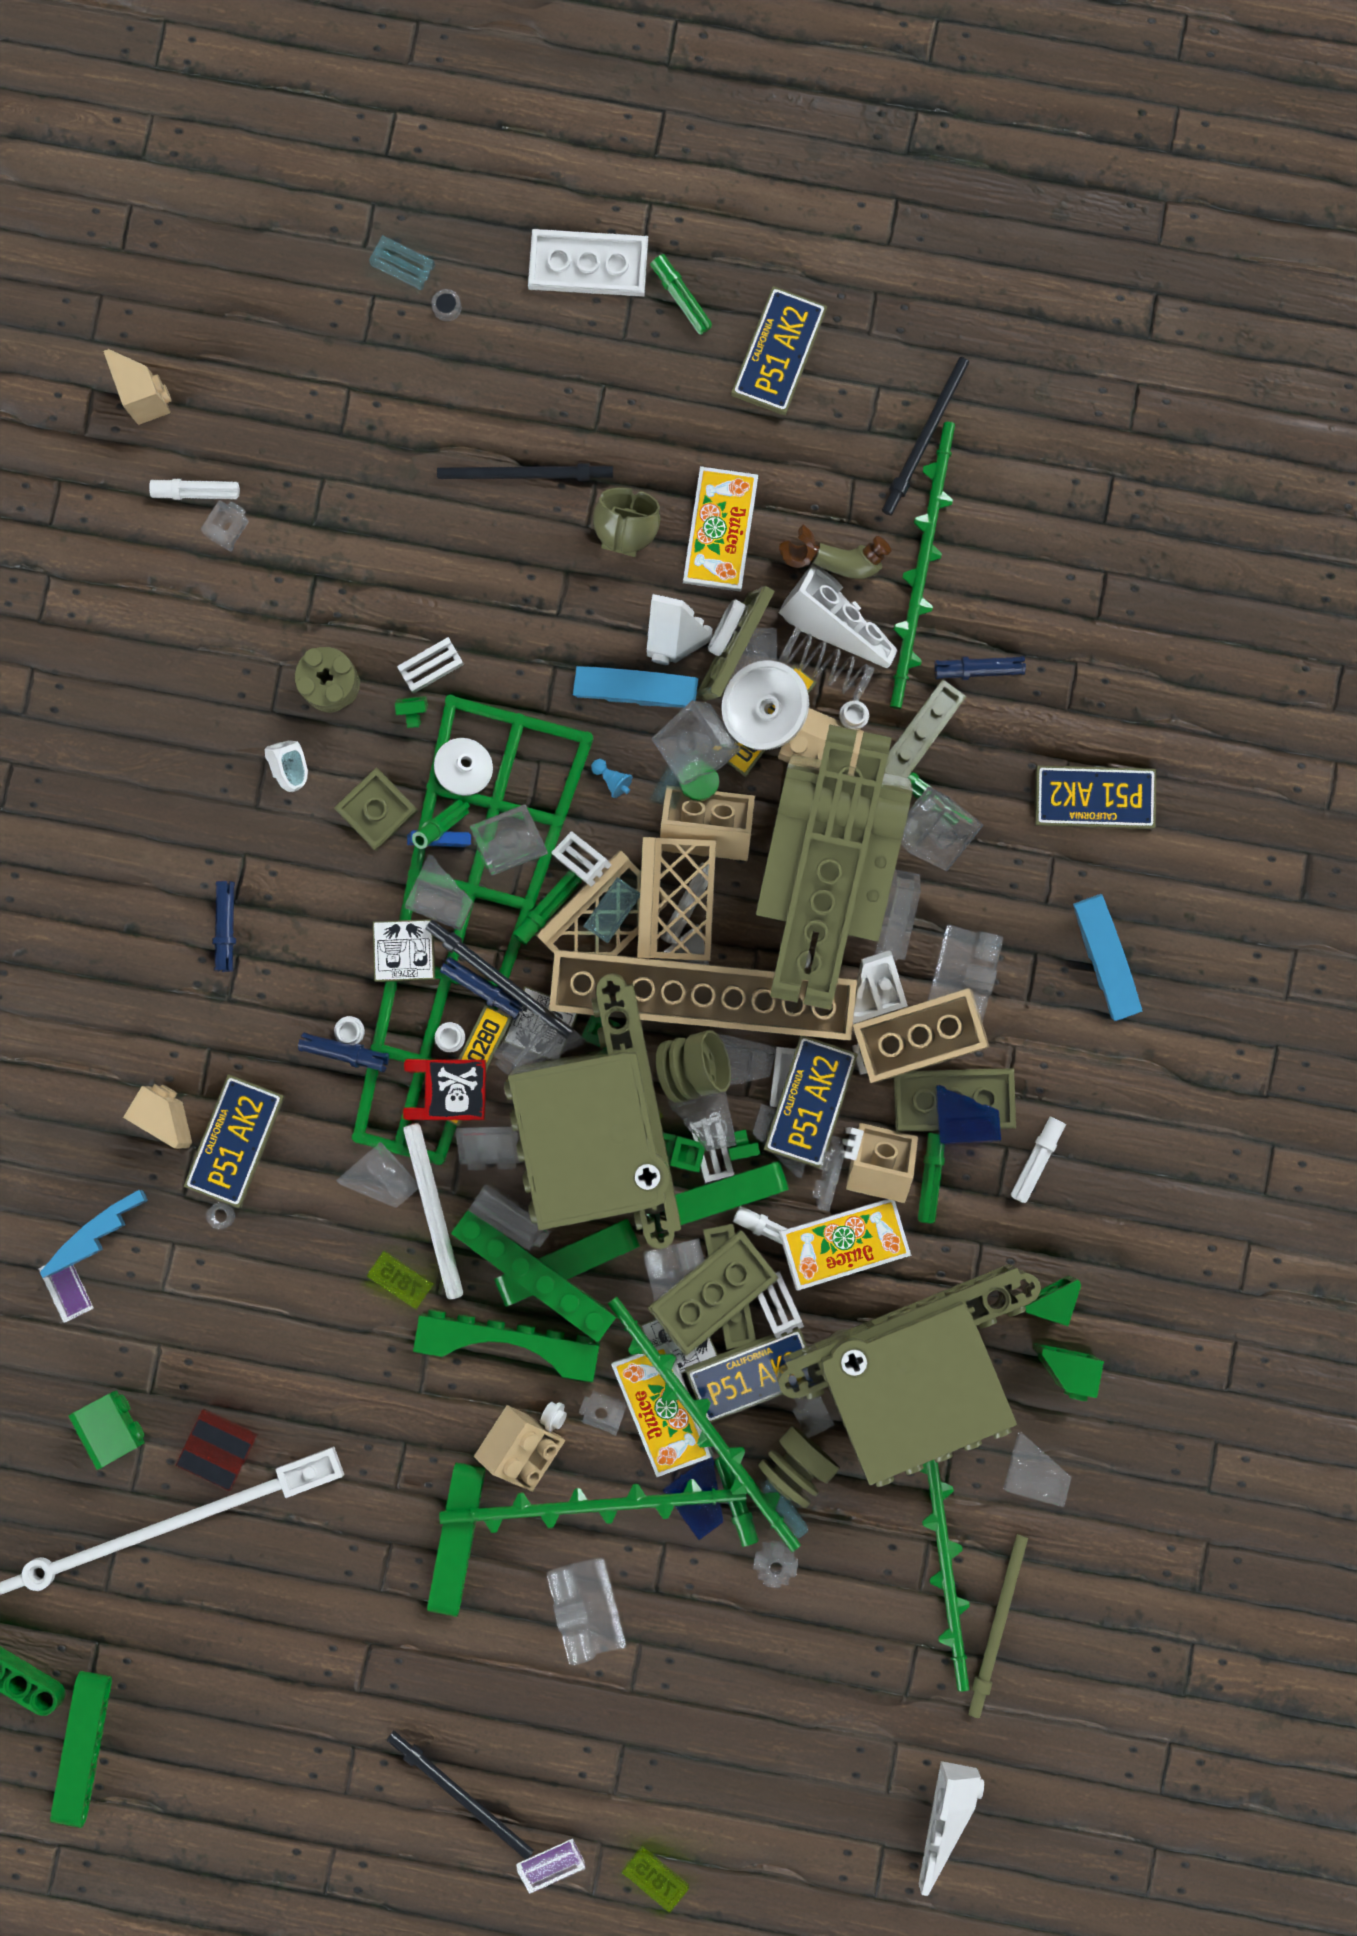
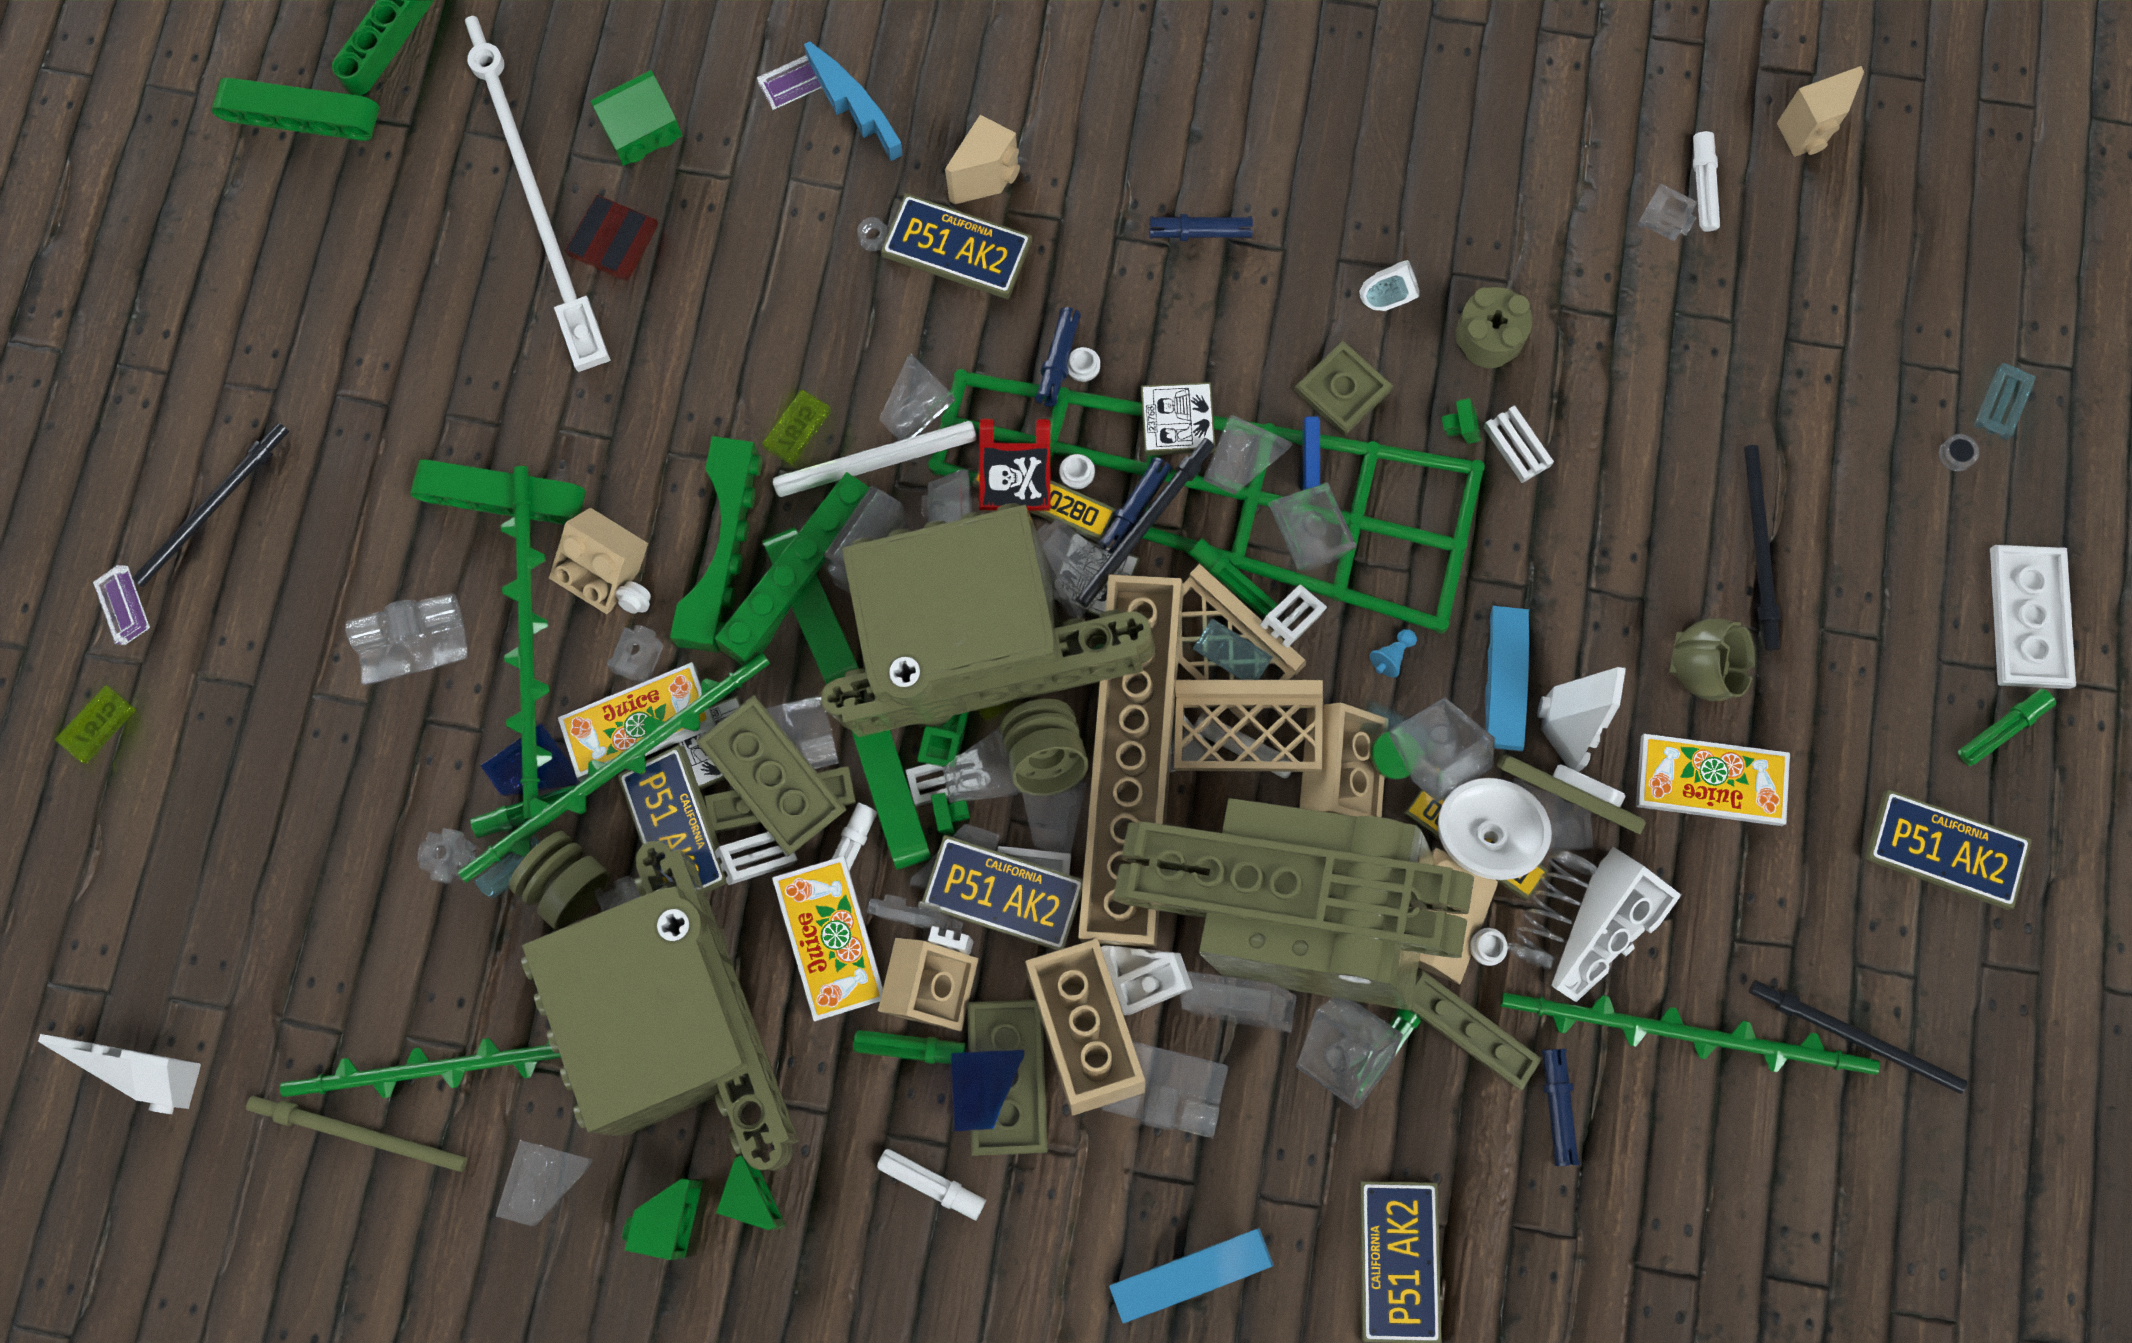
camera: 85 degrees right, 10 degrees down
(436, 827) = (1323, 442): green axle -> none
(458, 778) = (1383, 485): white dish -> none
(853, 563) = (1682, 939): piece -> none

